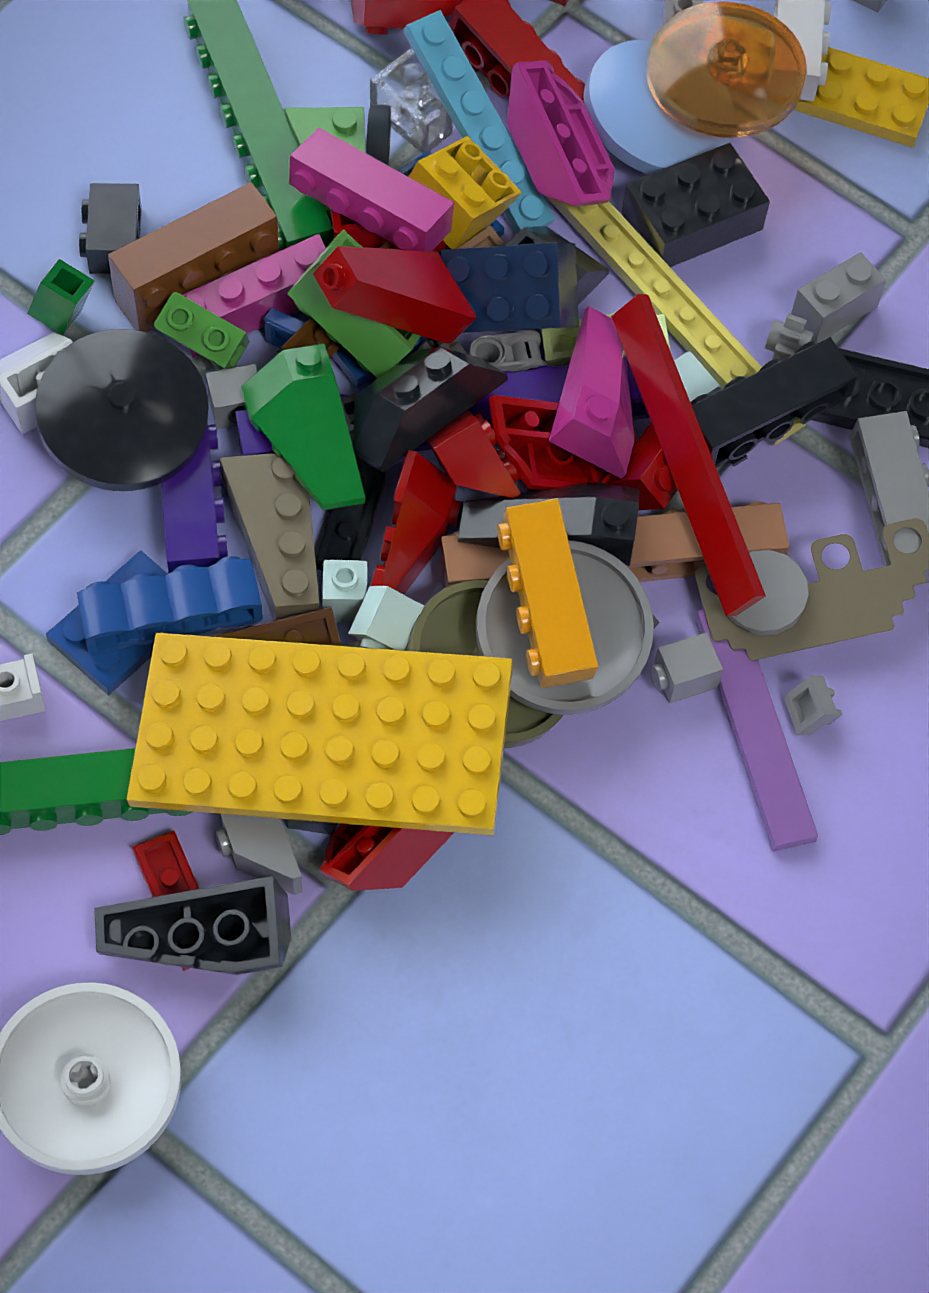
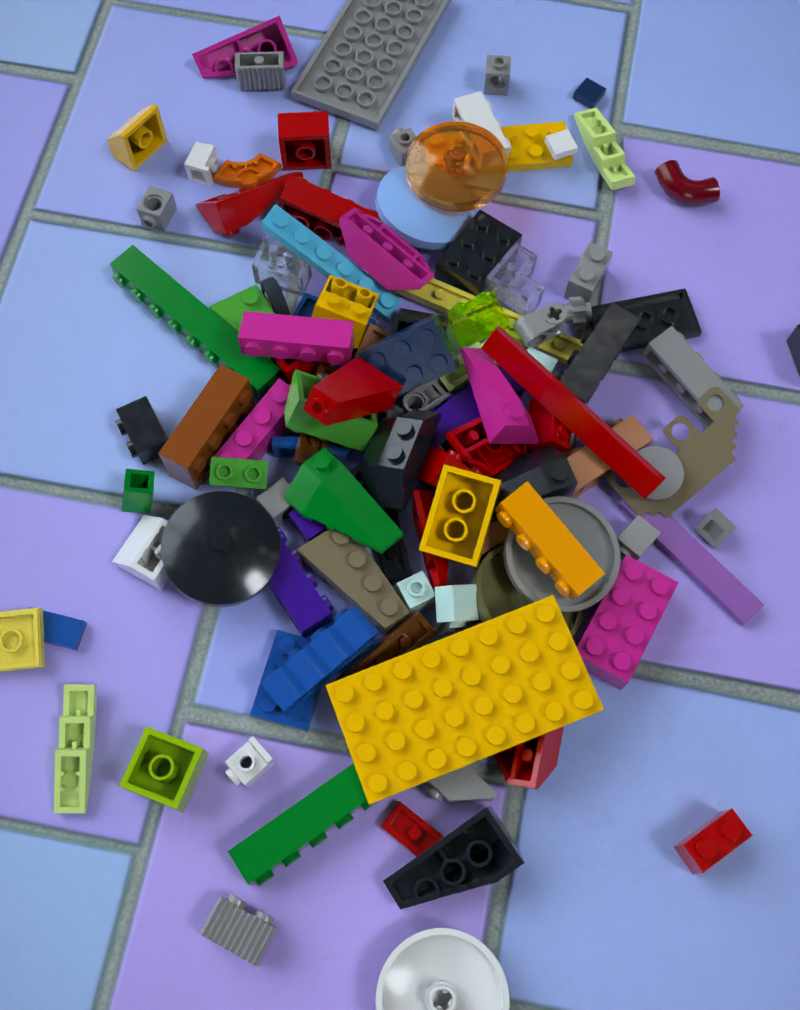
camera: 25 degrees left, 5 degrees up
(450, 509) = (460, 515): none -> yellow slope
(553, 1082) = (713, 841): none -> red brick
(603, 759) = (625, 622): none -> dark pink brick
(624, 277) = (477, 318): none -> clear neon green bracket
(718, 330) = (541, 325): none -> light grey piece
(719, 259) = (513, 281): none -> clear brick
(906, 107) = (561, 144): none -> white tile

